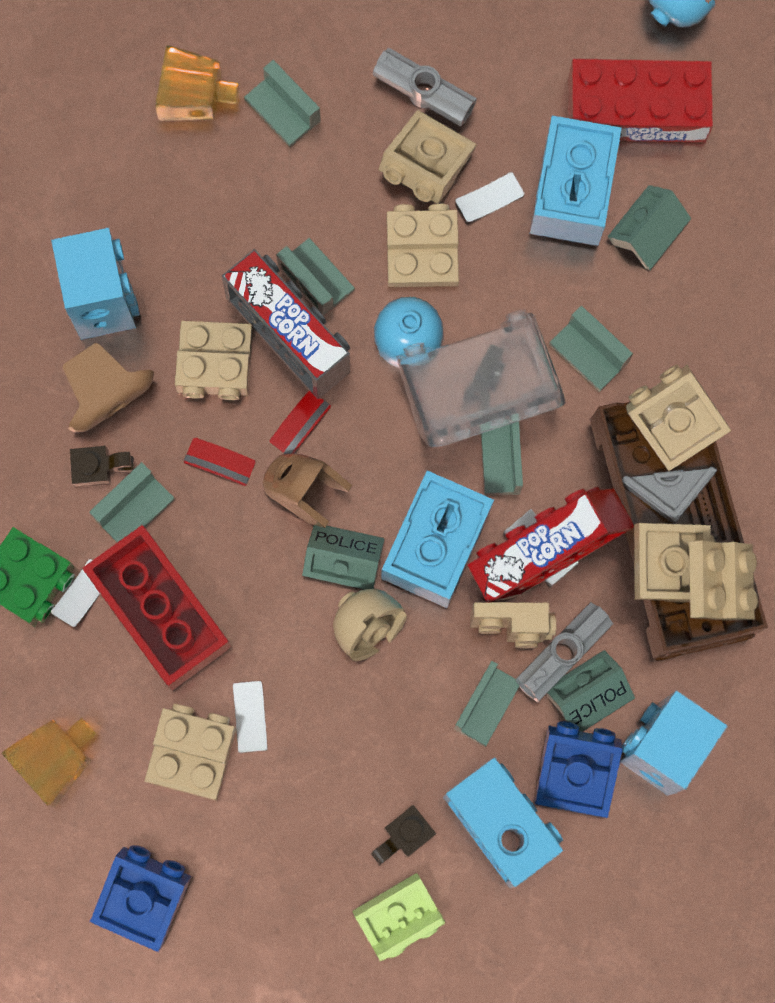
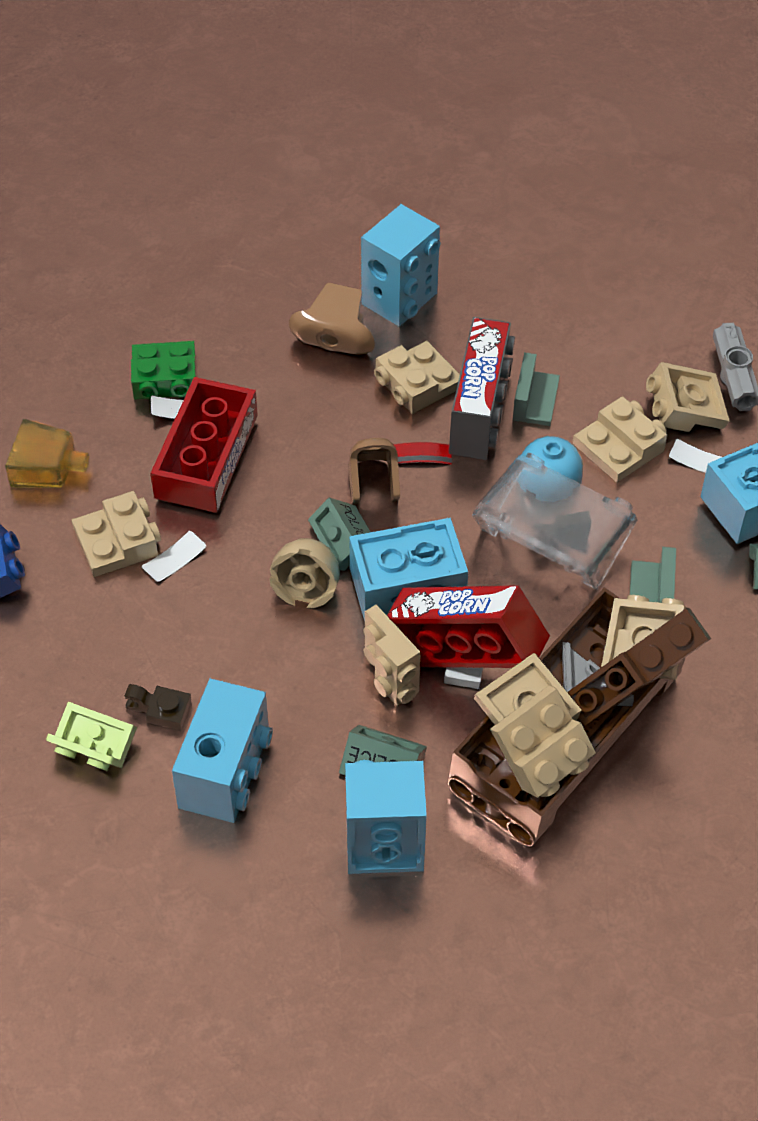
camera: 55 degrees right, 25 degrees down
(94, 465) = (280, 358): dark brown plate -> none
(132, 503) = (277, 389): sand green panel -> none
(191, 87) = (593, 247): clear yellow torso -> none
(219, 461) = (347, 425): red sticker -> none
(283, 104) = (637, 304): sand green panel -> none
(487, 705) = (311, 689): sand green panel -> none
(502, 461) = (525, 573): sand green panel -> none
(549, 667) = (419, 717): light grey piece -> none
(578, 769) = (308, 783): blue plate -> none
(708, 452) = (638, 666): none -> reddish brown slope

